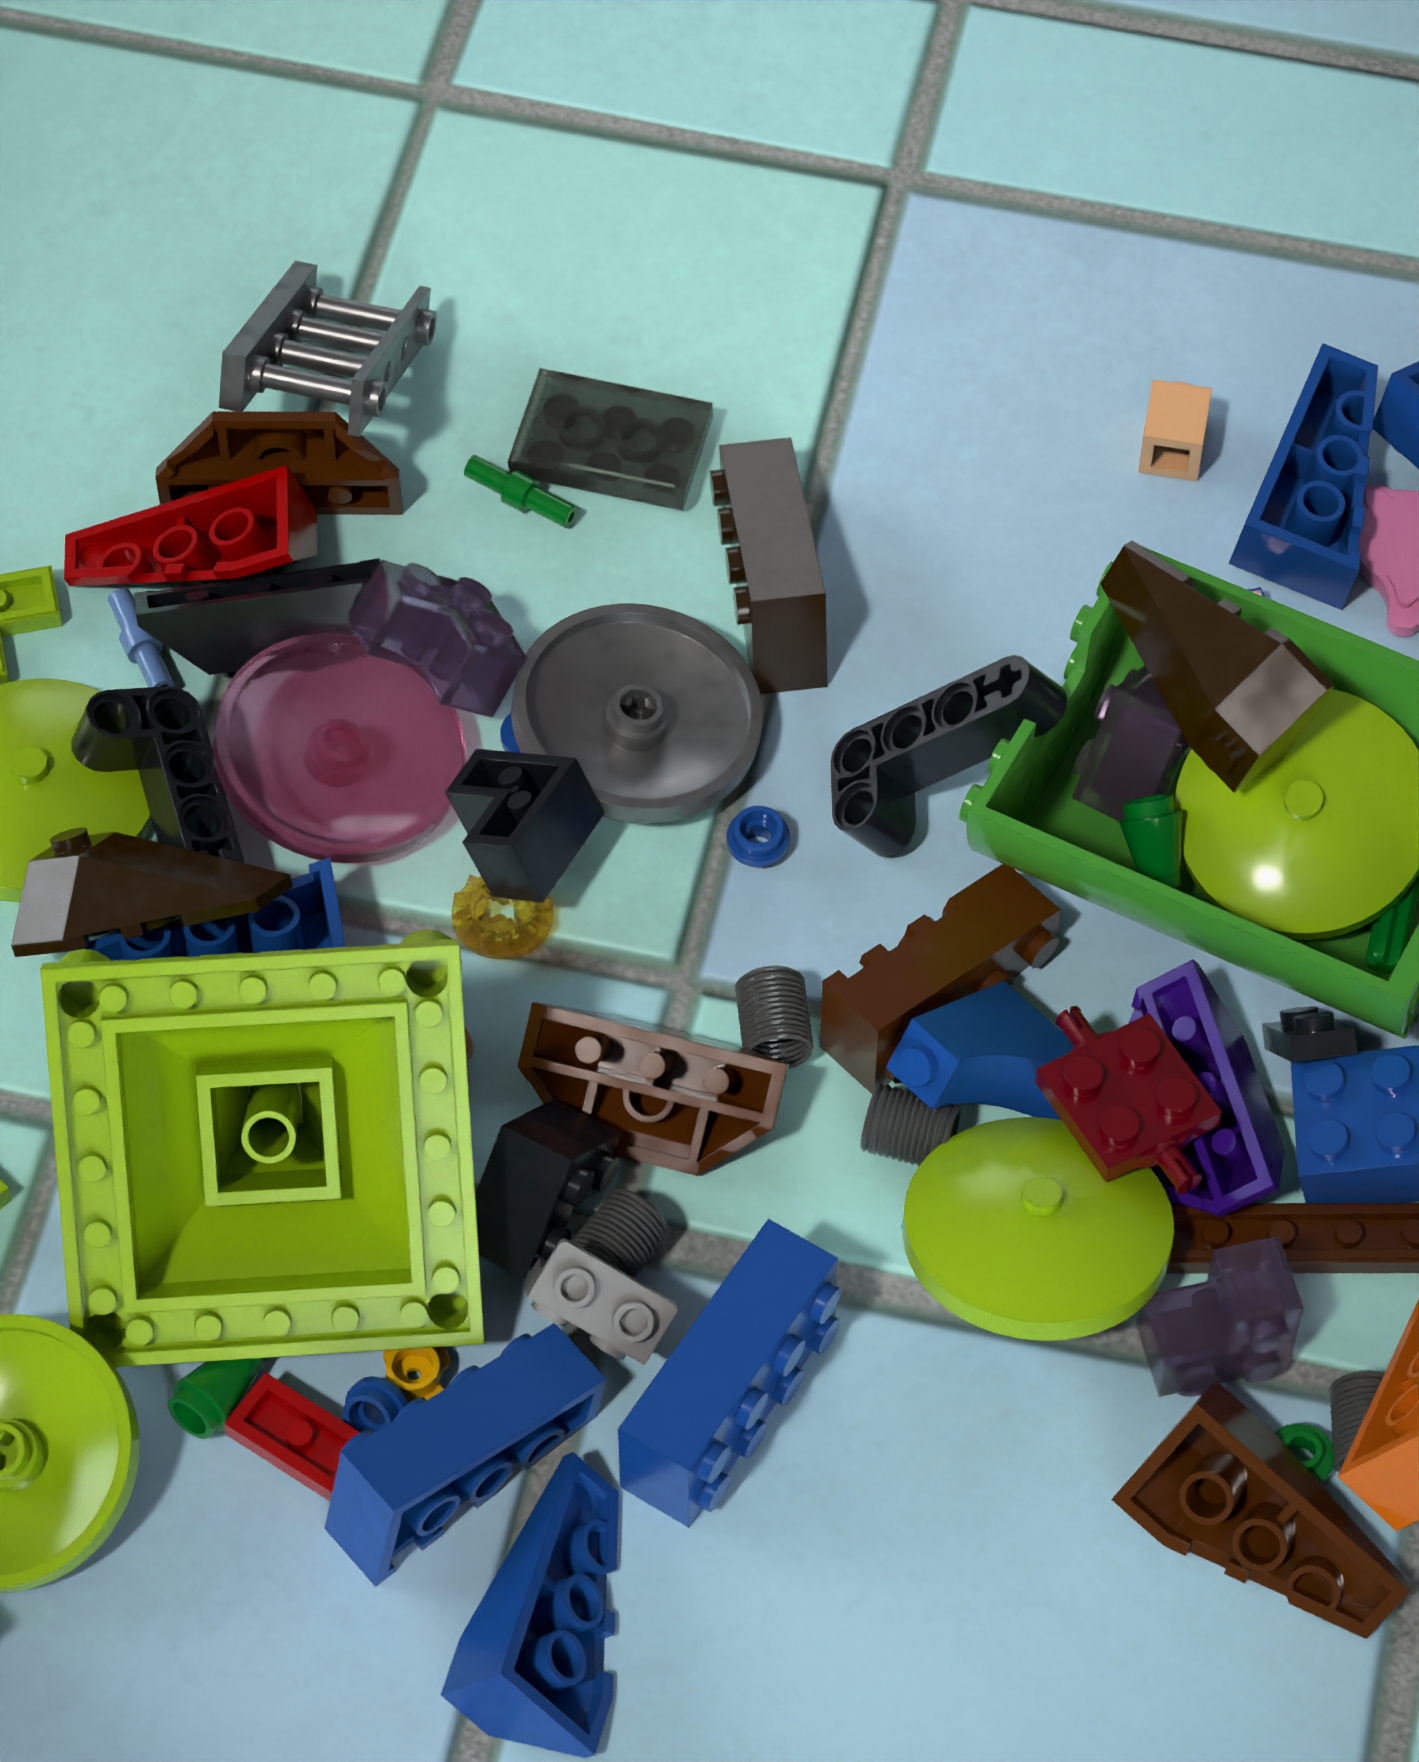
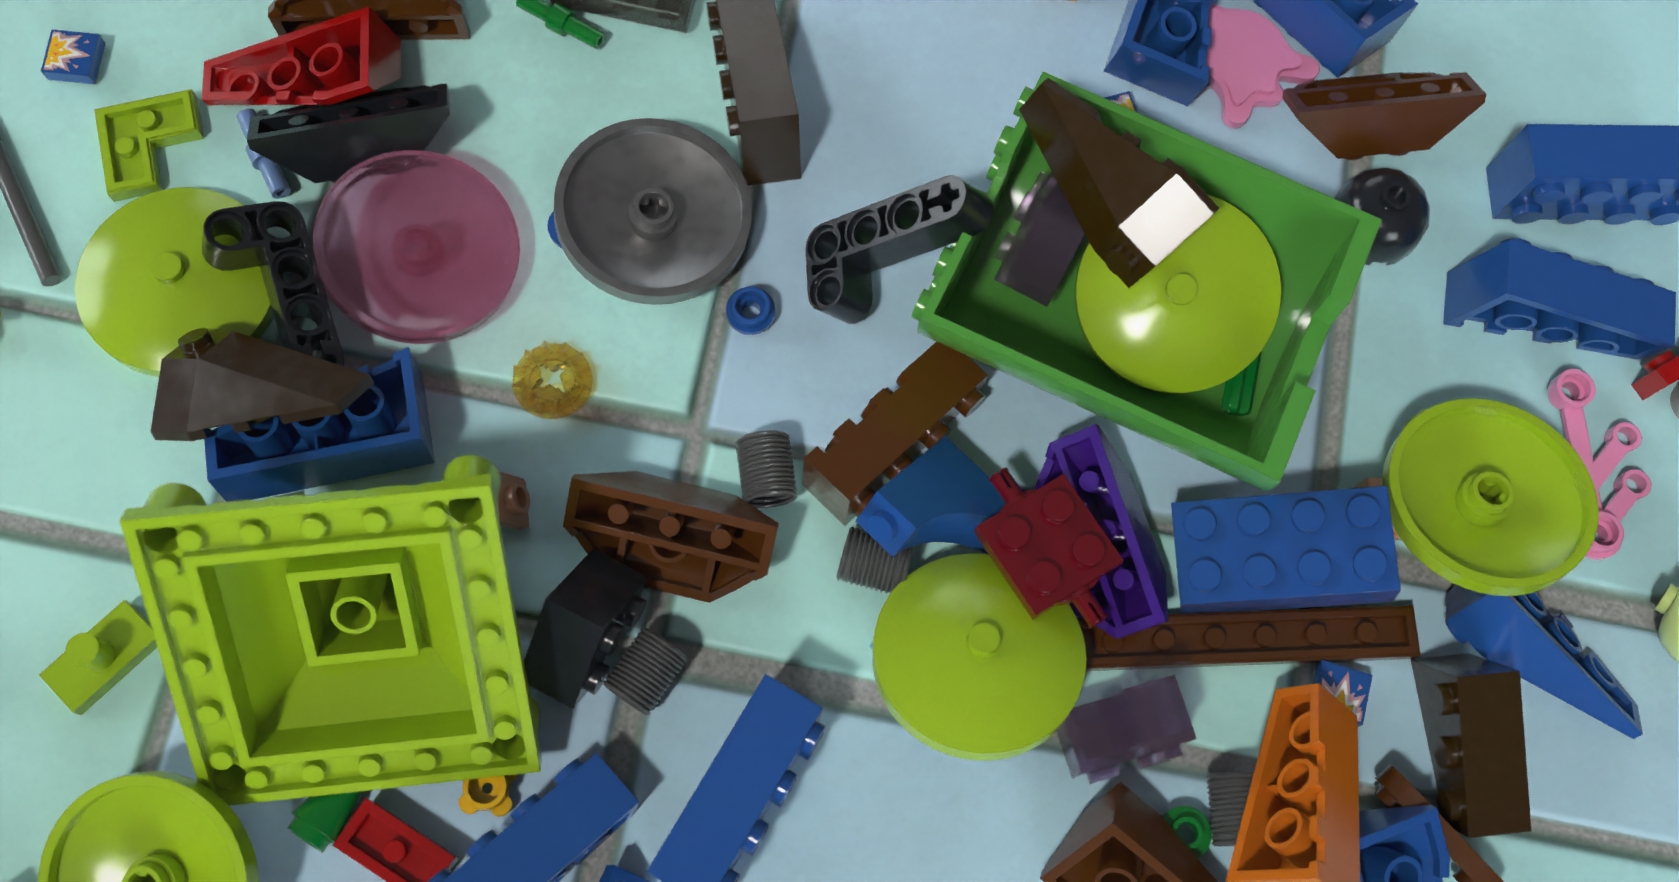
camera: 10 degrees left, 15 degrees up
(372, 1403) = (455, 826): blue plate -> none
(443, 630) = (495, 143): clear purple brick -> none
(523, 819) = (566, 310): black brick -> none
(601, 1300) = (629, 739): light grey bracket -> none
(1154, 837) = (1061, 318): green cone -> none
(1308, 1035) = (1183, 481): black plate -> none

